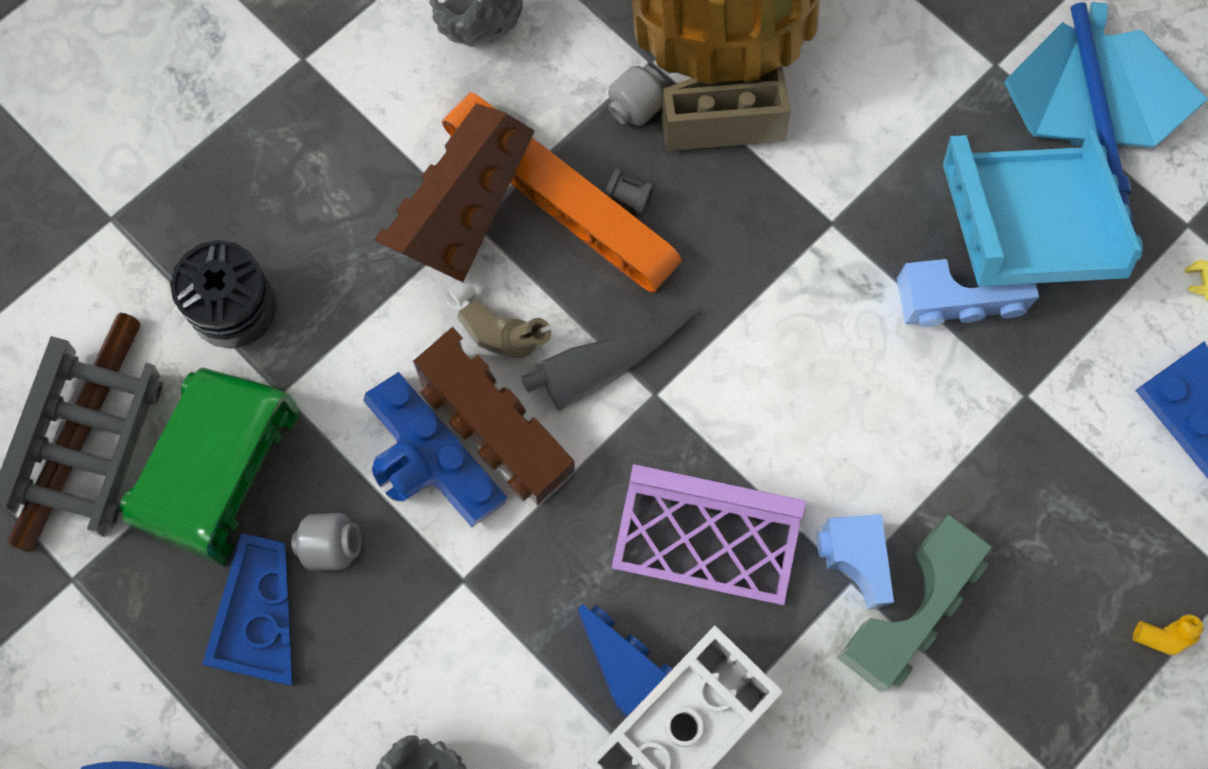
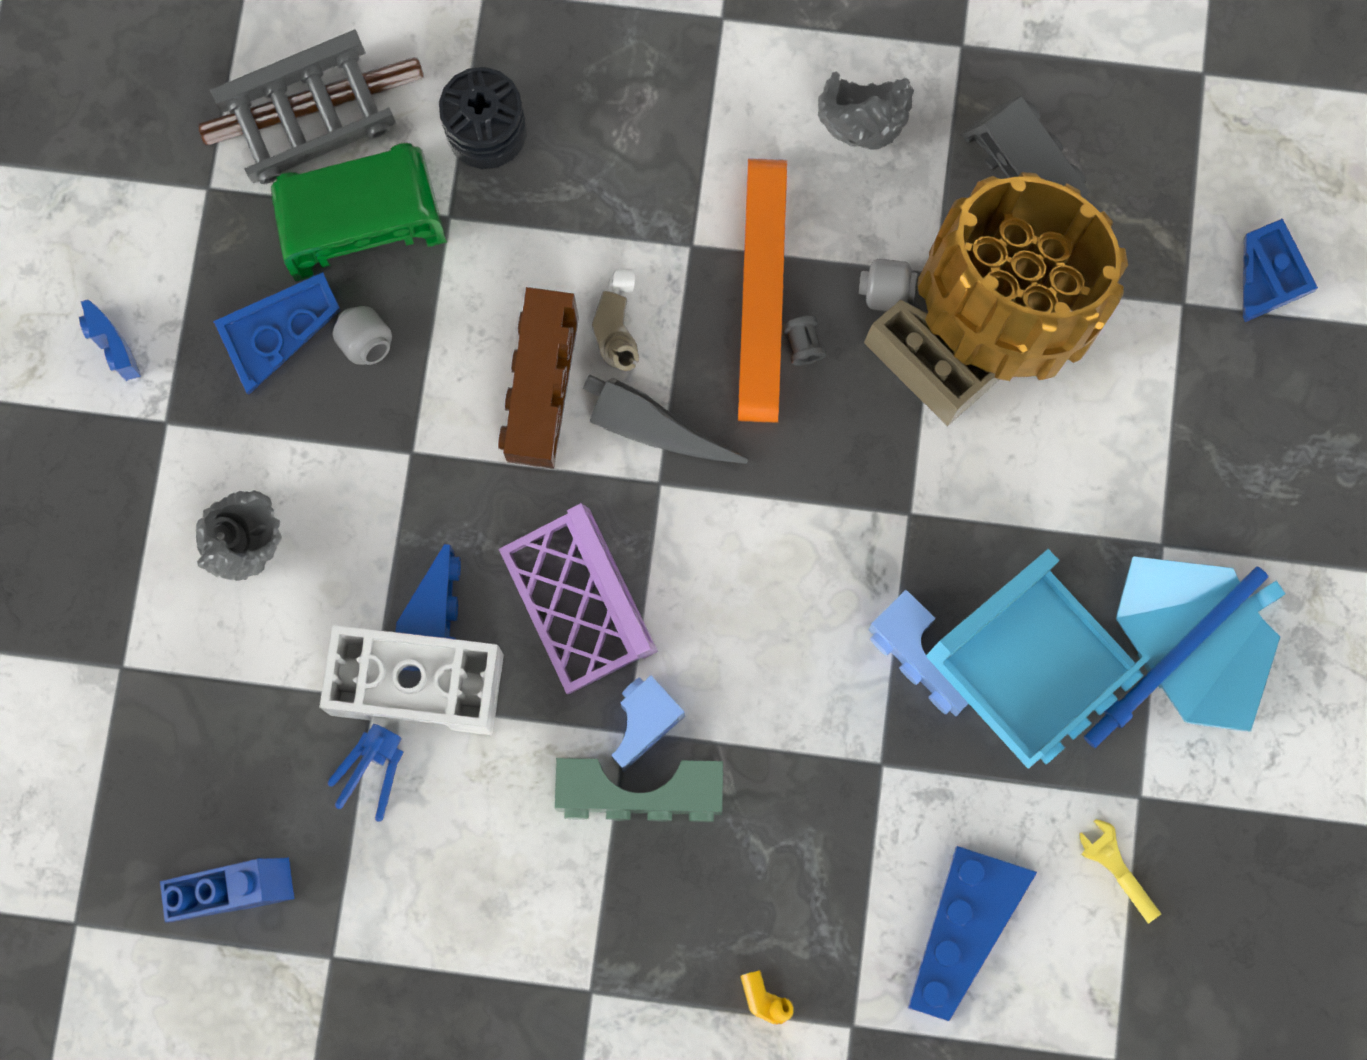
camera: 60 degrees right, 5 degrees up
(427, 454) = (481, 354): blue plate -> none
(460, 193) = (686, 219): reddish brown wedge -> none

